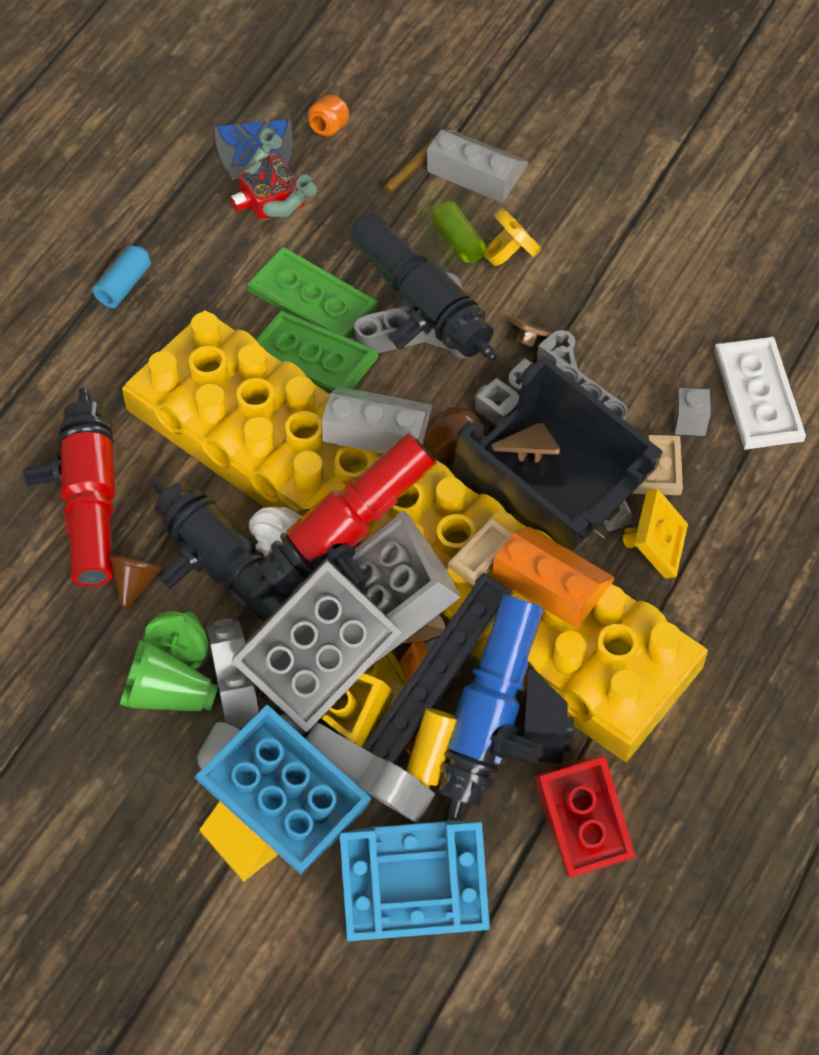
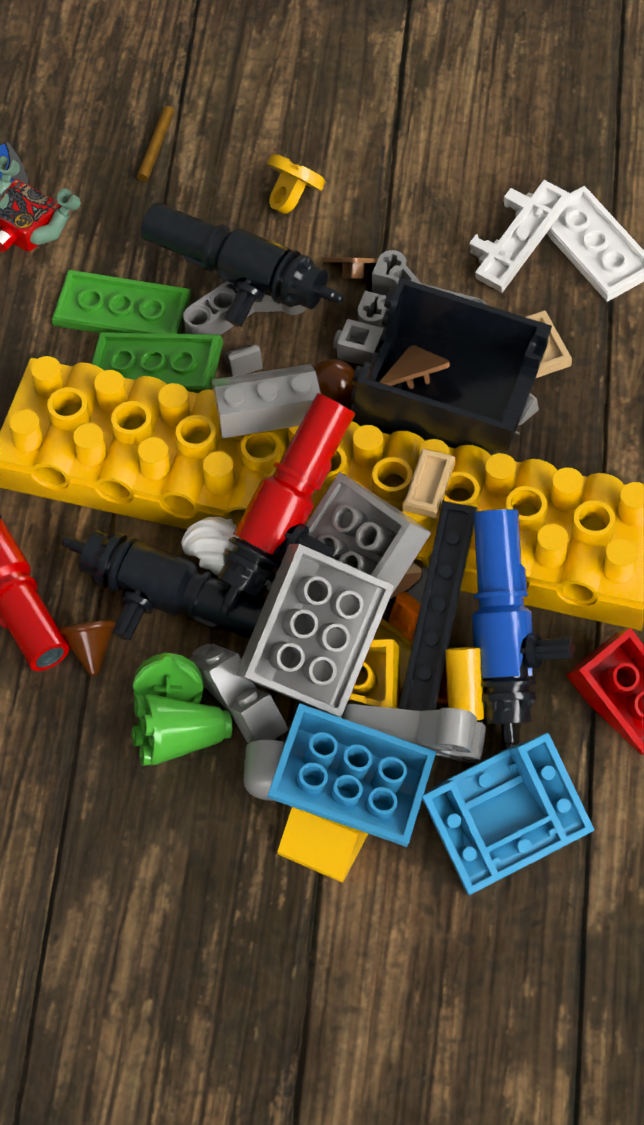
camera: 20 degrees left, 0 degrees up
(328, 115) = (47, 124): orange head -> none
(392, 381) = (243, 360): none -> light grey slope
(459, 232) = (237, 193): clear neon green brick -> none
(474, 164) = (217, 123): light grey slope -> none
(546, 718) = (557, 614): black slope -> none
(550, 575) = (505, 480): orange slope -> none
(659, 534) = (572, 409): yellow tile -> none
(692, 411) = (545, 283): light grey brick -> none
(710, 350) = (533, 219): none -> white hinge

